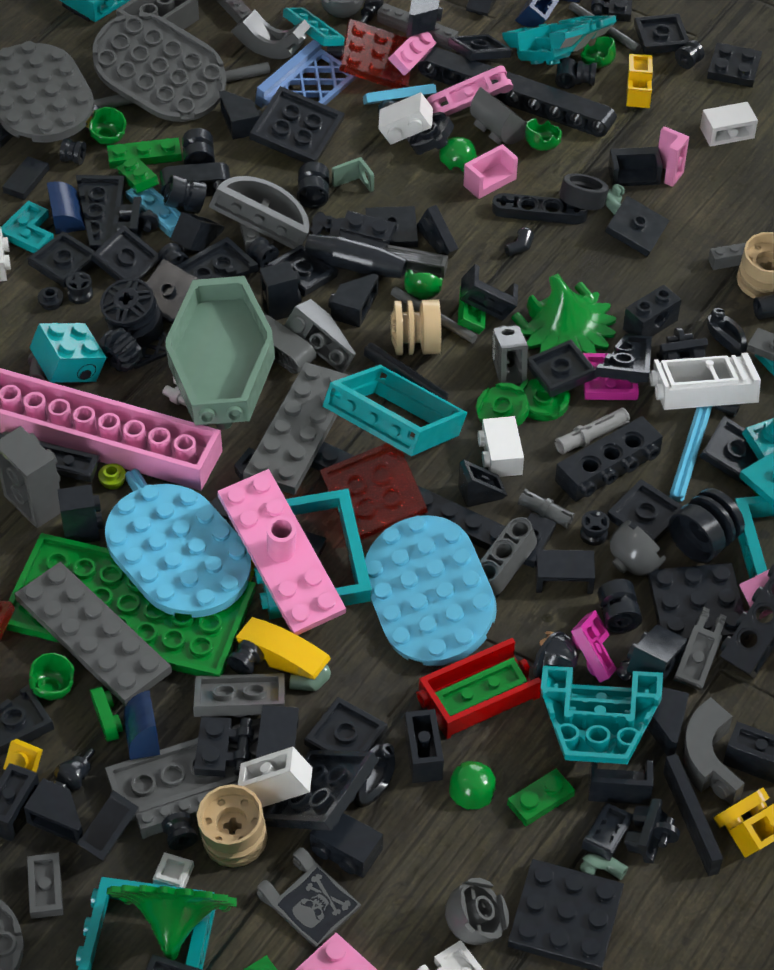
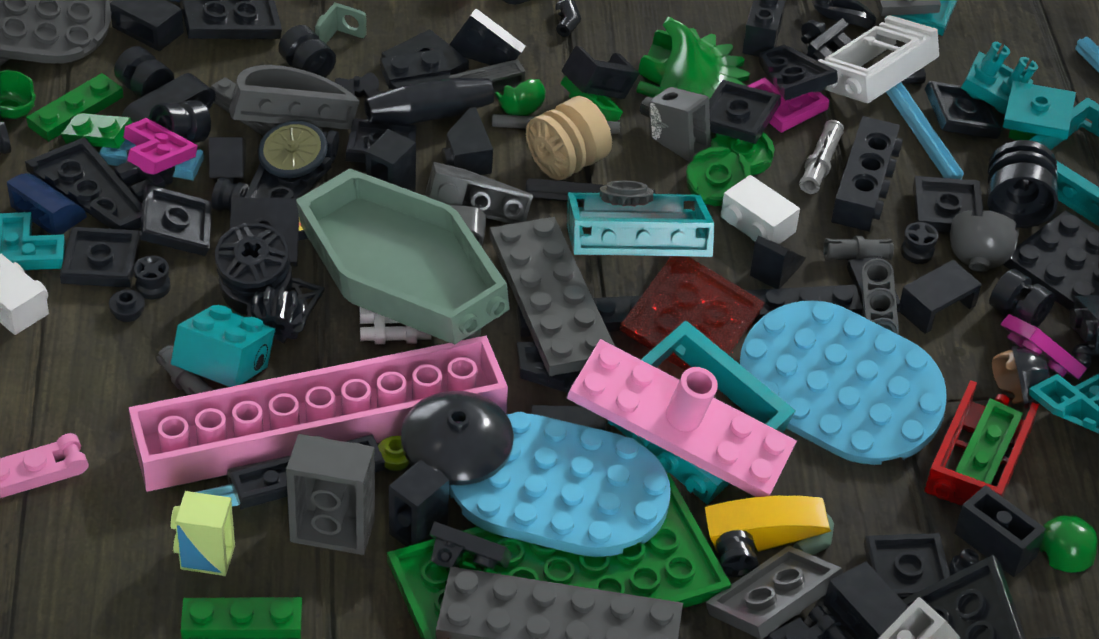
camera: 40 degrees left, 5 degrees down
(76, 550) = (453, 543): none -> black hinge
(139, 494) = (463, 450): none -> black dish
(150, 204) = (156, 146): none -> dark pink plate
(234, 246) = (292, 149): none -> olive wheel
(406, 384) = (626, 193): none -> dark grey gear

